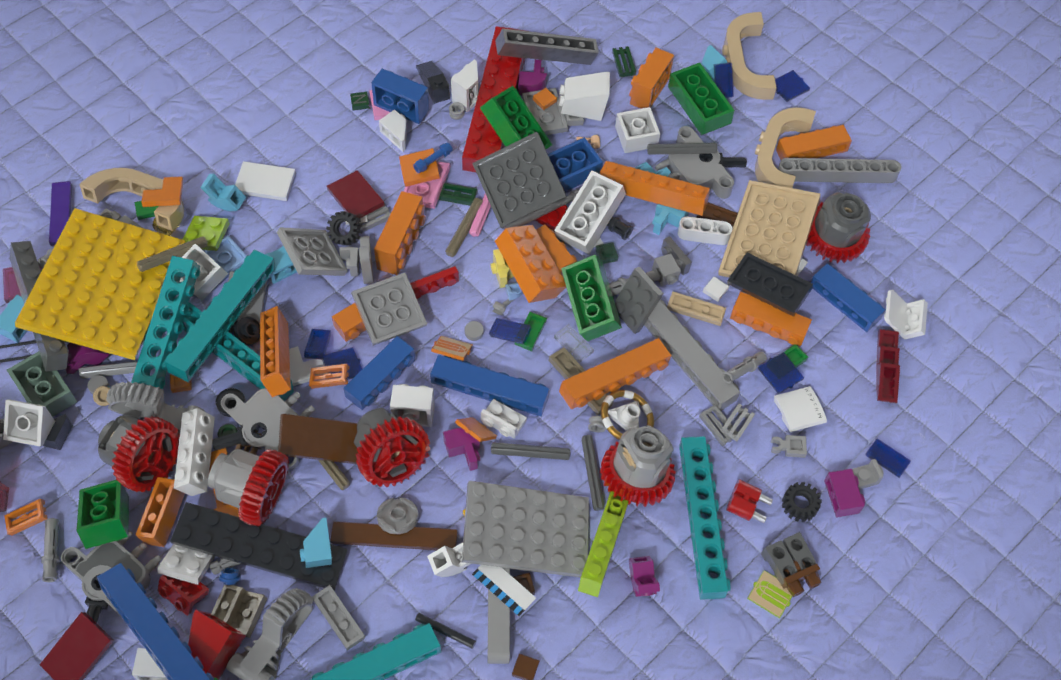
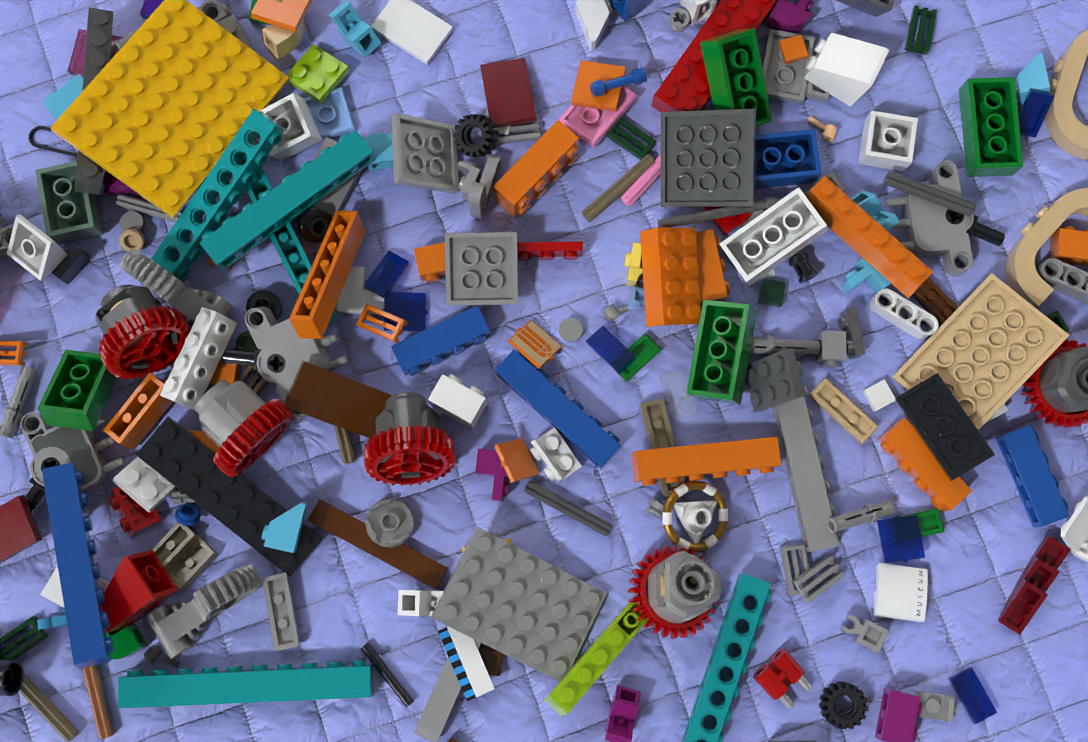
camera: 25 degrees right, 20 degrees up
(165, 256) = (262, 94): dark tan axle -> none
(592, 473) = (625, 564): dark grey axle -> none
(651, 78) = (940, 74): orange brick -> none

